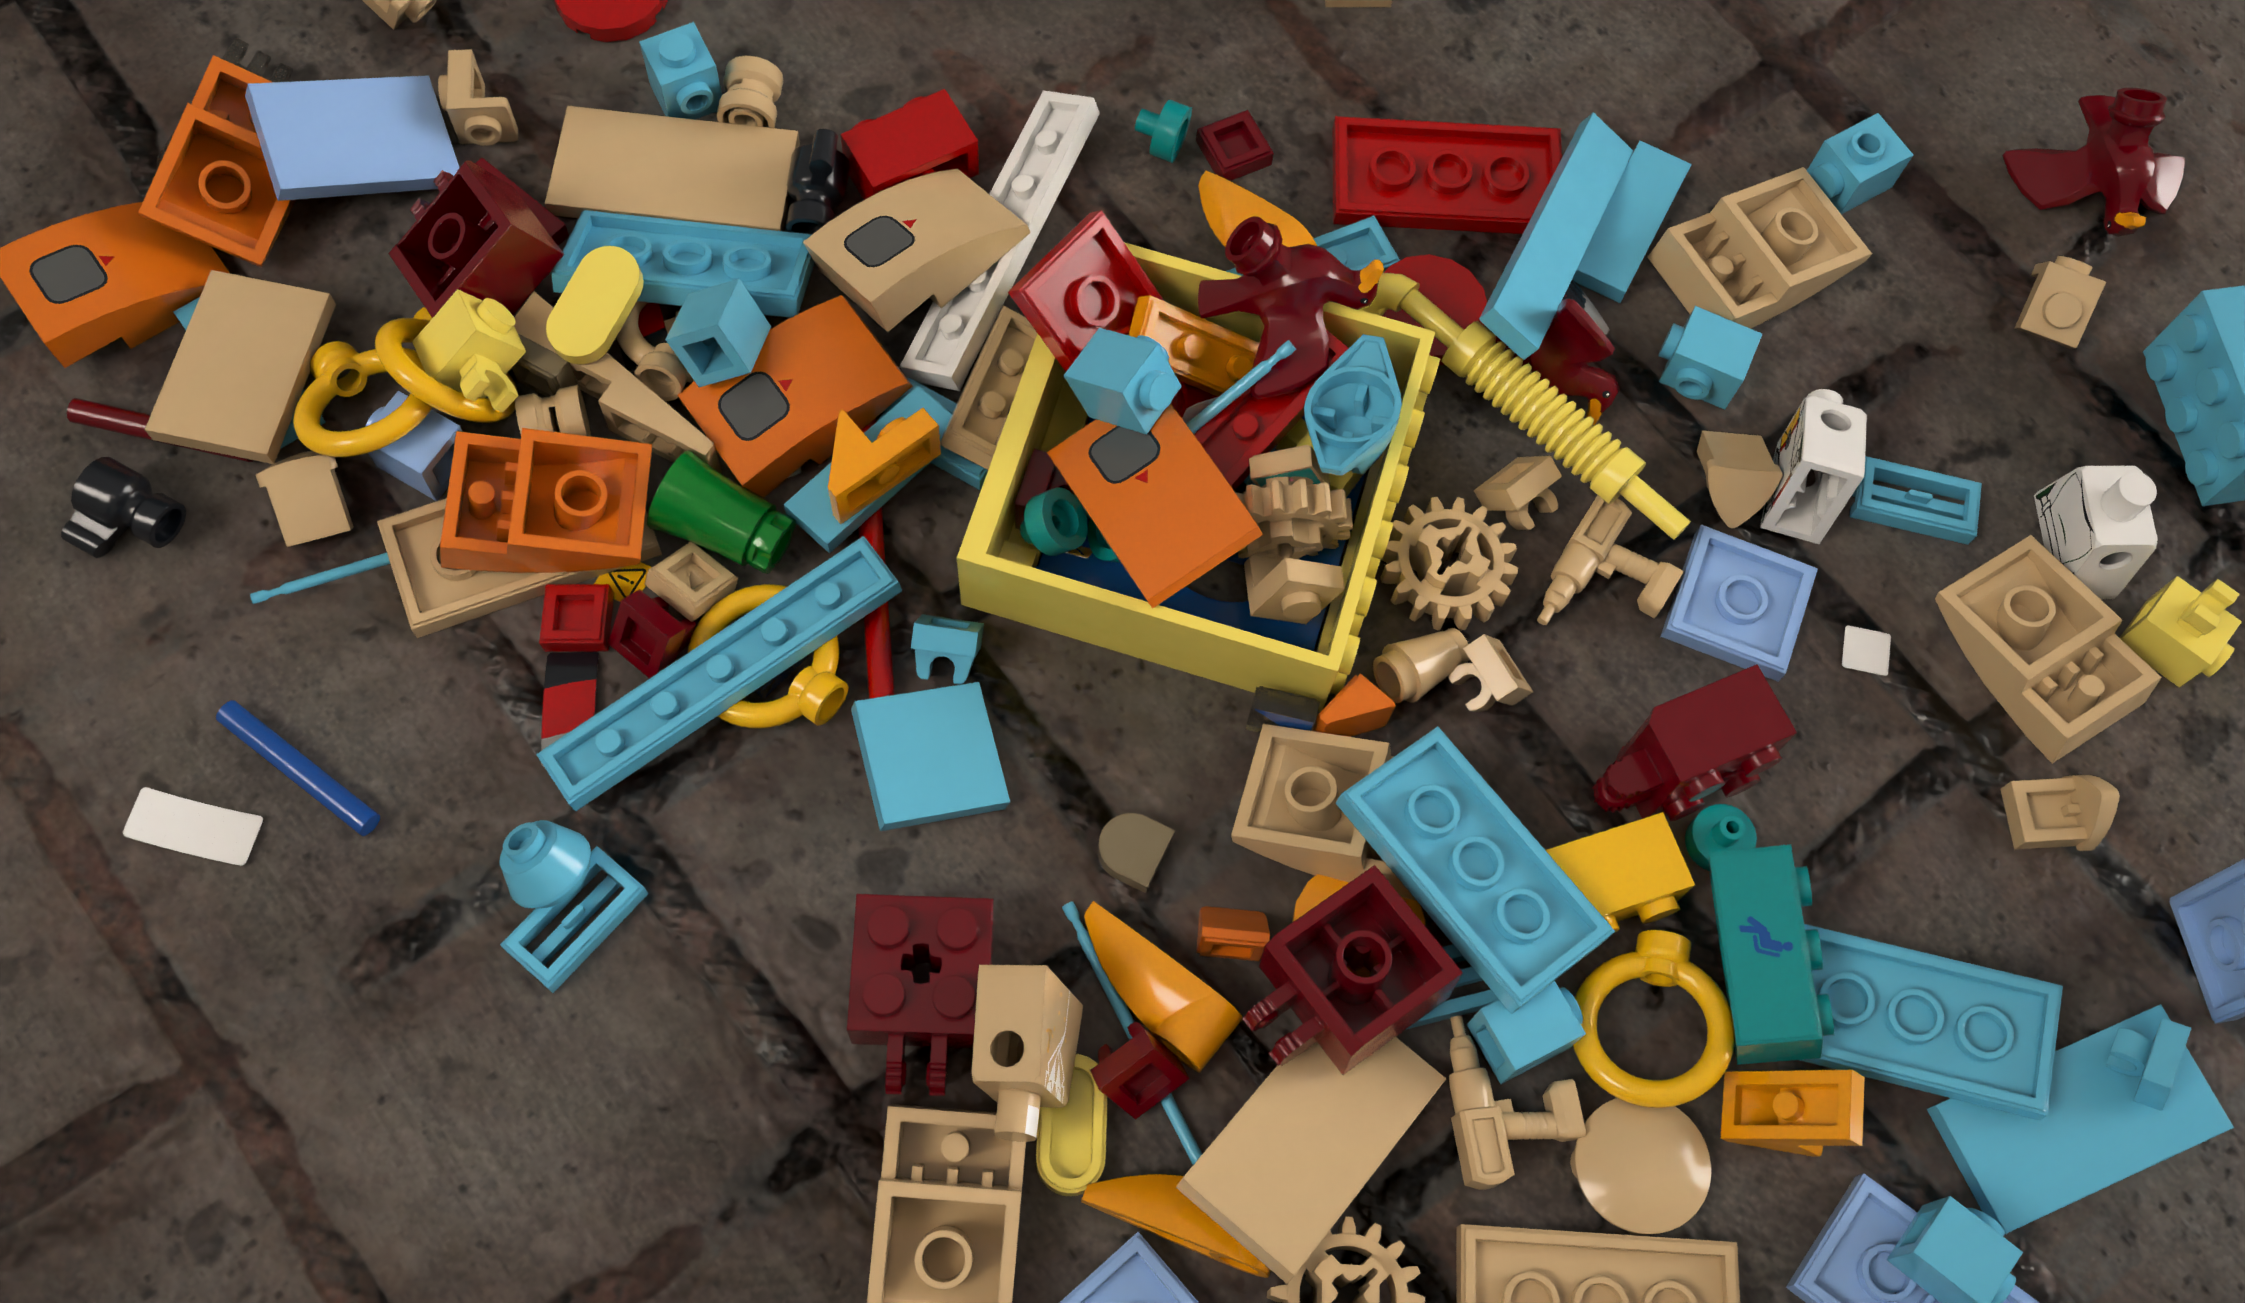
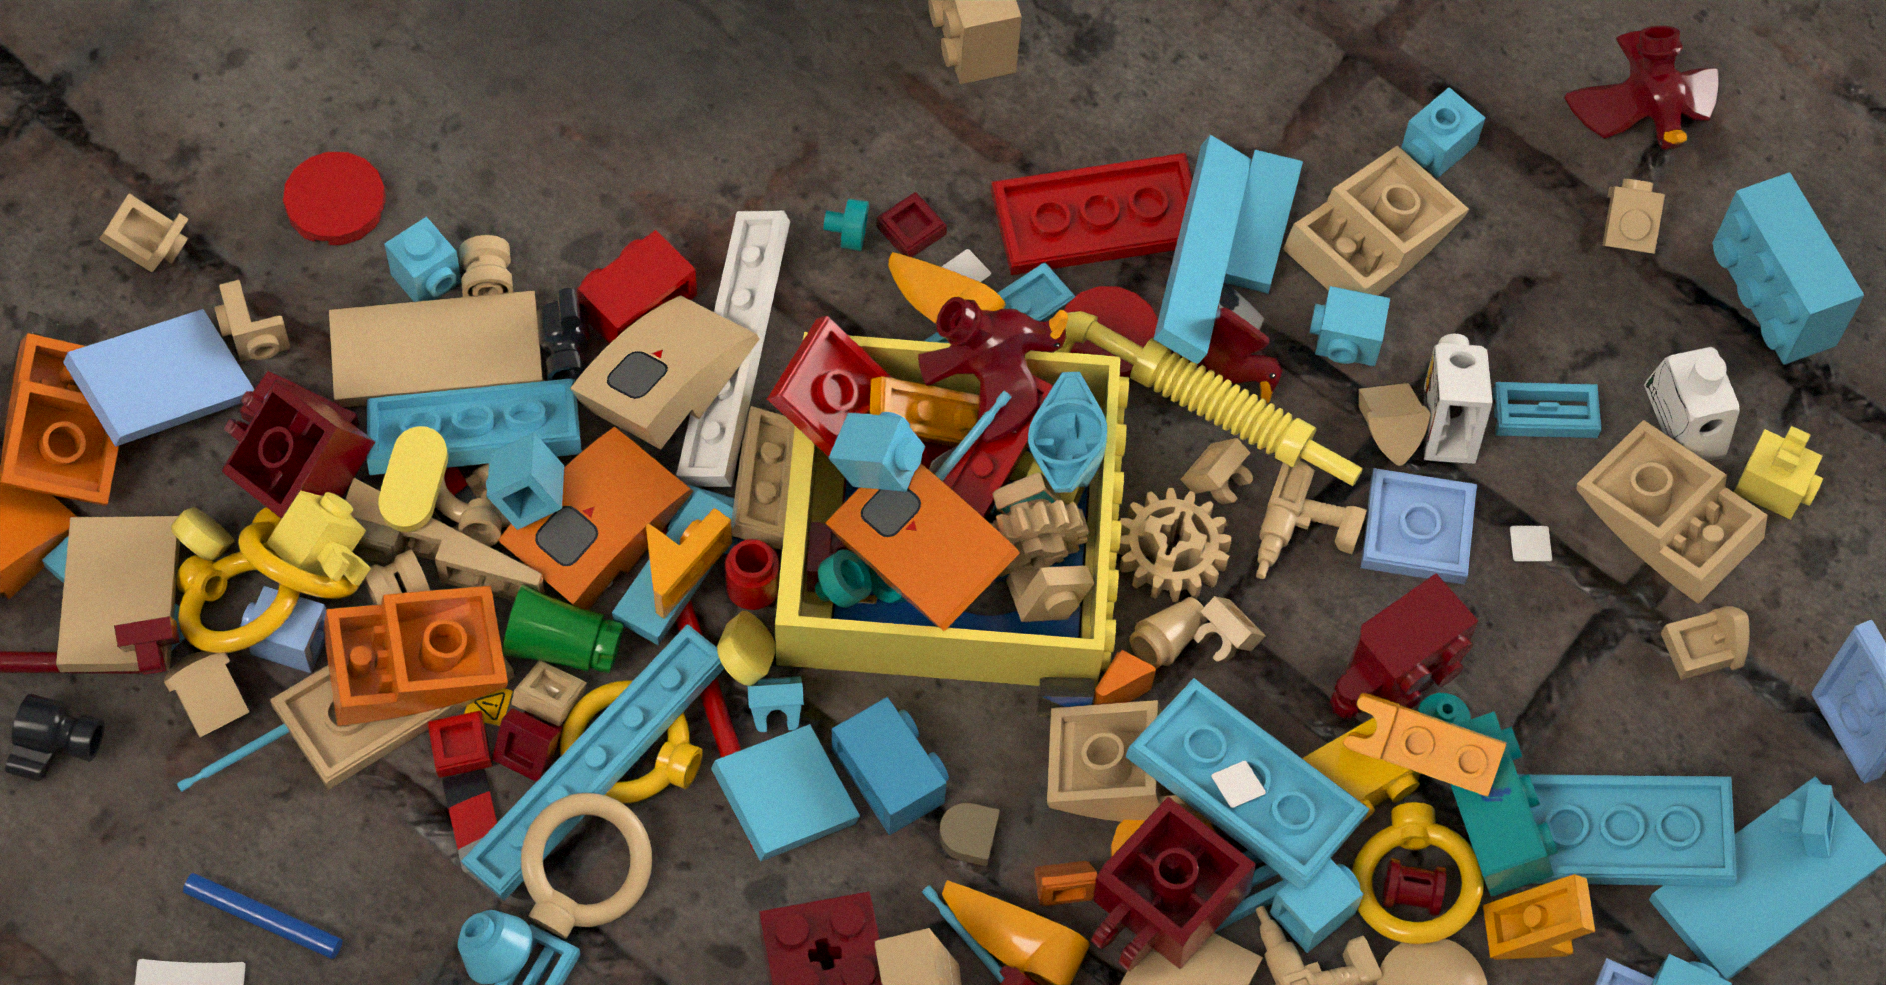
camera: 10 degrees left, 5 degrees down
(244, 426) = (148, 641): none -> dark red tile
(344, 316) = (201, 534): none -> light yellow tile
(627, 835) = (557, 911): none -> tan piece
(924, 579) = (746, 648): none -> light yellow tile
(951, 492) = (752, 574): none -> red brick
(1059, 749) = (890, 765): none -> dark azure brick
(1290, 202) = (968, 265): none -> white sticker
(1463, 867) = (1238, 784): none -> white sticker
(1647, 1033) = (1414, 886): none -> dark red bush
(1704, 871) = (1428, 745): none -> light orange plate

